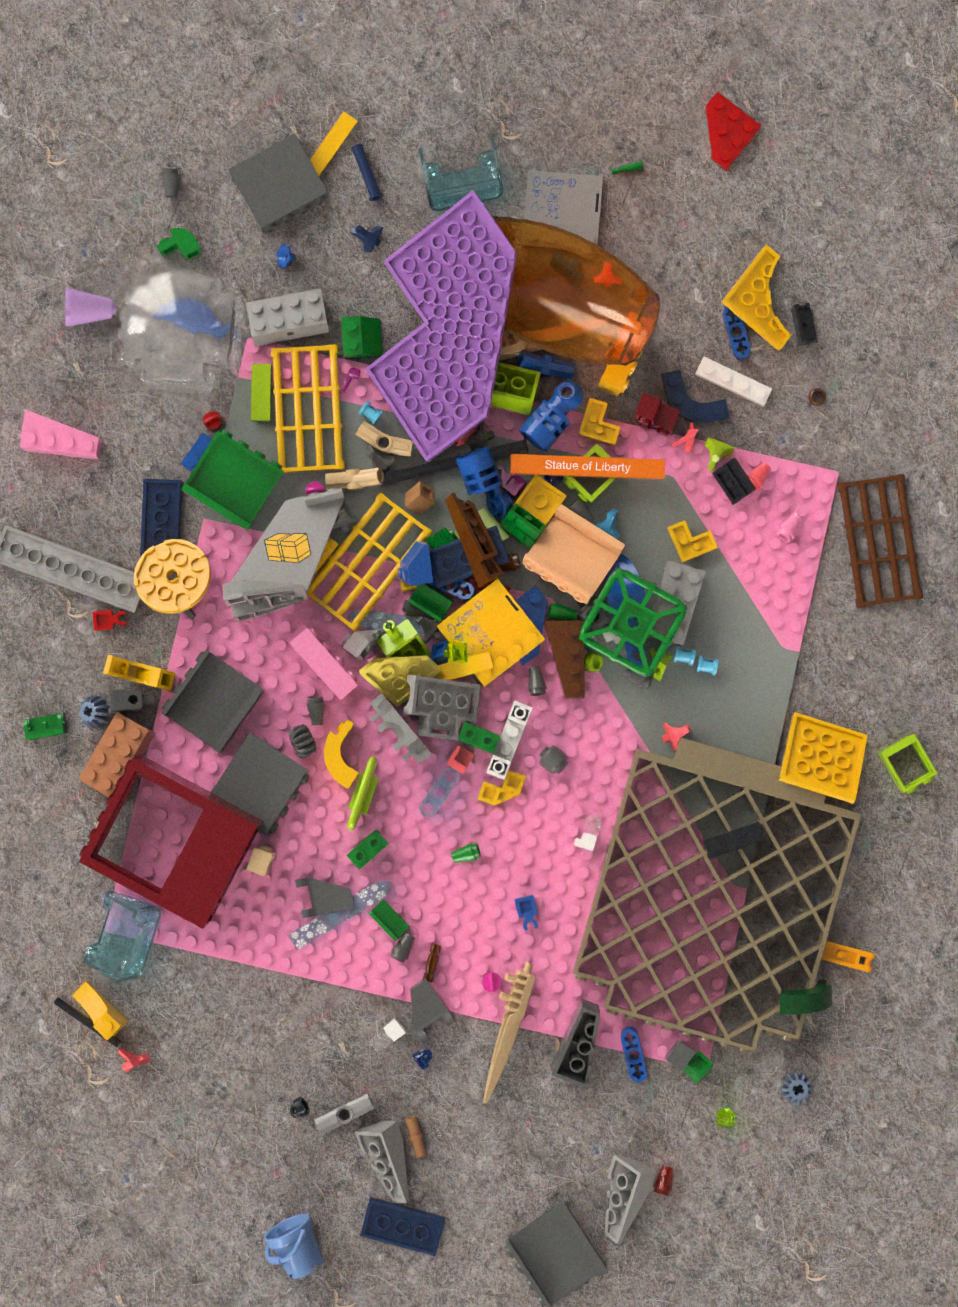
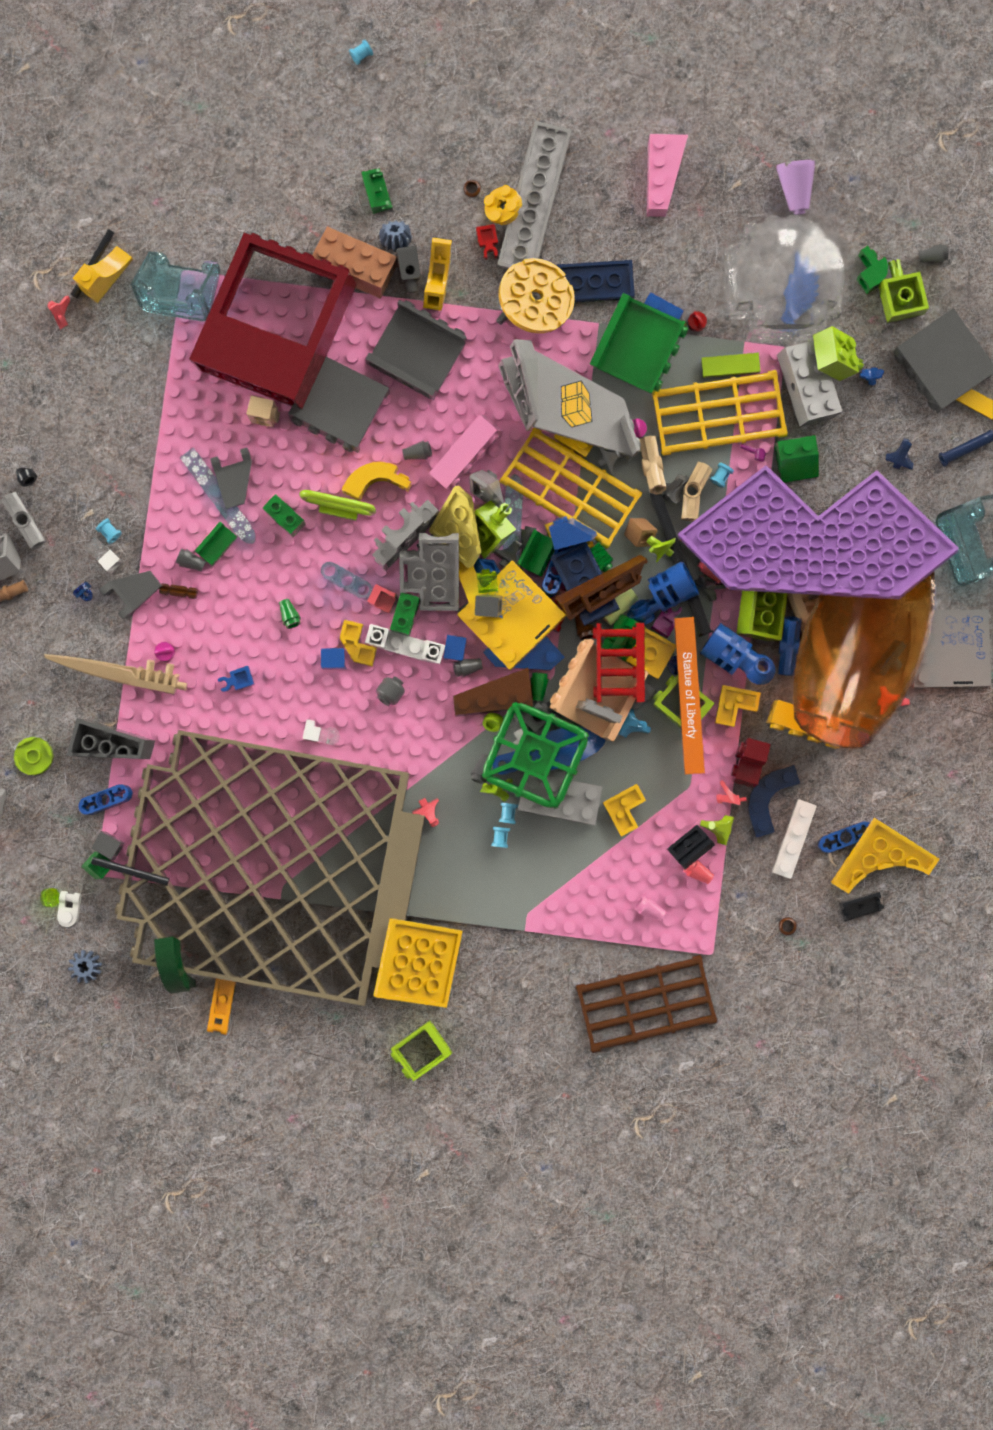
camera: 85 degrees right, 0 degrees up
(46, 631) = (473, 182): none -> reddish brown piece
(67, 608) = (496, 198): none -> yellow plate
(201, 210) = (908, 286): none -> lime brick
(263, 287) = (836, 354): none -> lime brick
(302, 741) = (385, 440): dark grey gear -> none
(364, 1028) = (108, 531): none -> medium azure bush
(438, 479) = (660, 548): none -> lime piece
(481, 653) = (488, 605): none -> dark grey panel
(516, 813) = (333, 659): none -> blue panel
(517, 691) = (455, 648): none -> blue panel
(541, 513) = (637, 671): none -> red fence
(582, 1123) = (33, 756): none -> lime tile
(596, 551) = (602, 712): none -> light grey plate
(709, 1033) = (130, 871): none -> black piece
(734, 840) = (325, 878): black plate -> none
(744, 1102) = (66, 915): none -> white plate

